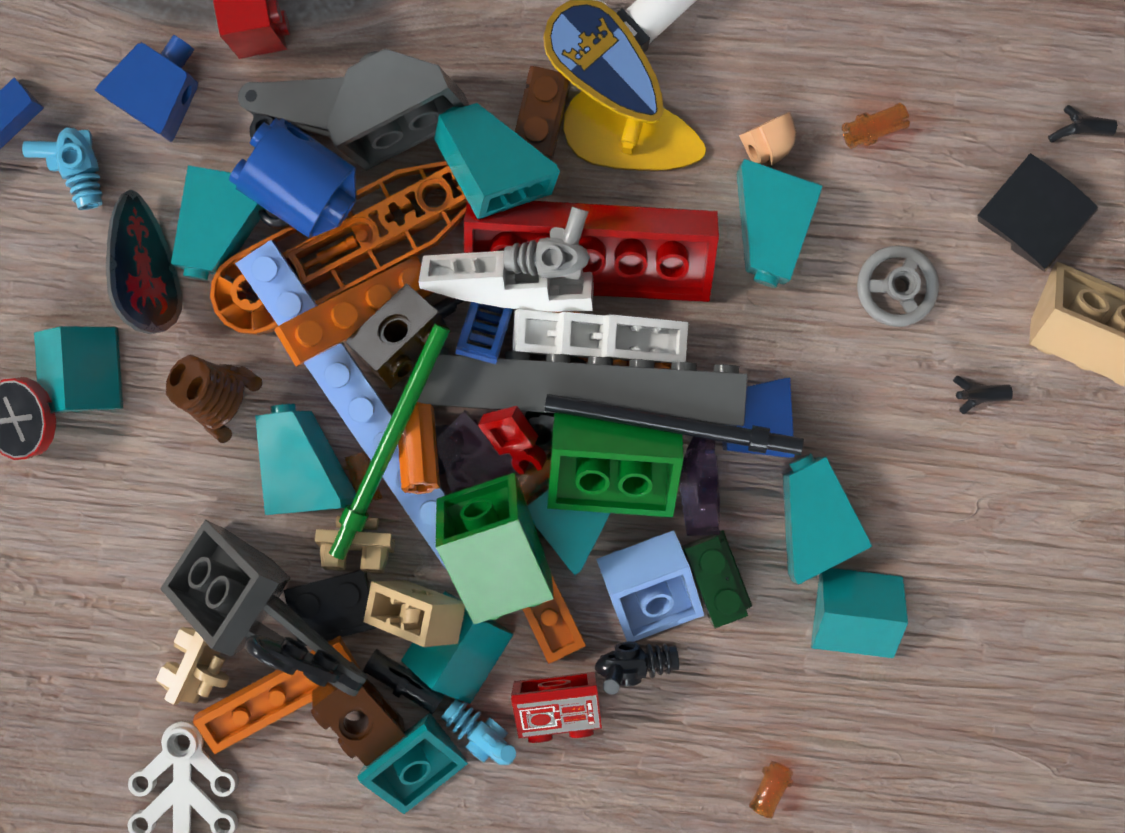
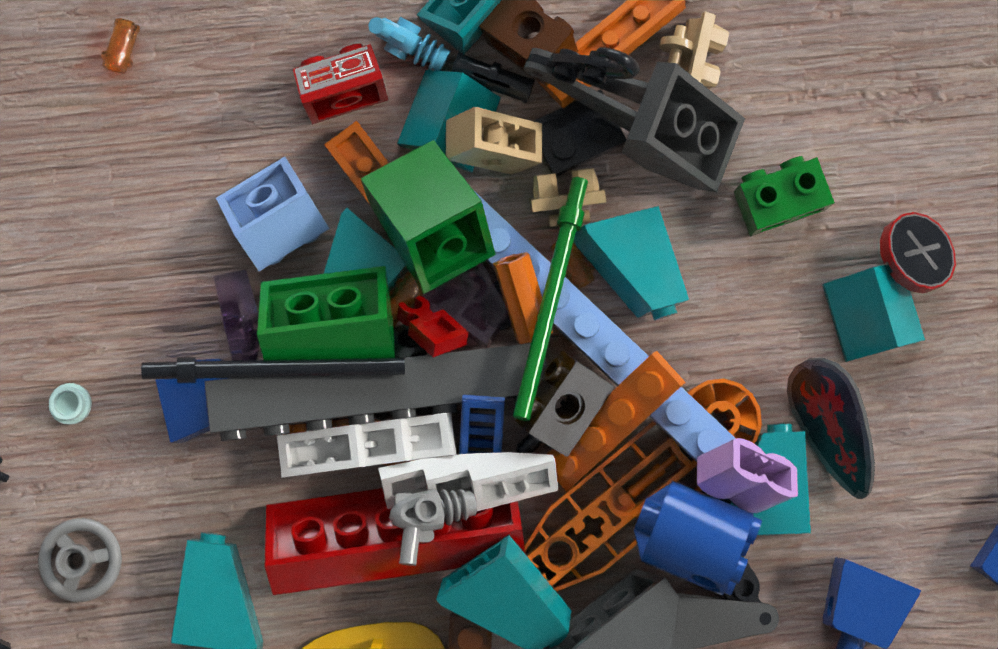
camera: 165 degrees right, 5 degrees down
(75, 161) = (925, 517): medium azure piece -> none
(139, 501) = (783, 195): none -> green brick
(210, 392) = (738, 314): reddish brown piece -> none
(234, 226) = (747, 476): none -> lavender brick
(630, 664) = (278, 136): black piece -> none
(718, 579) = (207, 233): dark green window -> none
(818, 520) = (119, 309): teal slope -> none
(859, 612) = (64, 230): teal slope -> none
(882, 438) = (70, 403): none -> light aqua plate

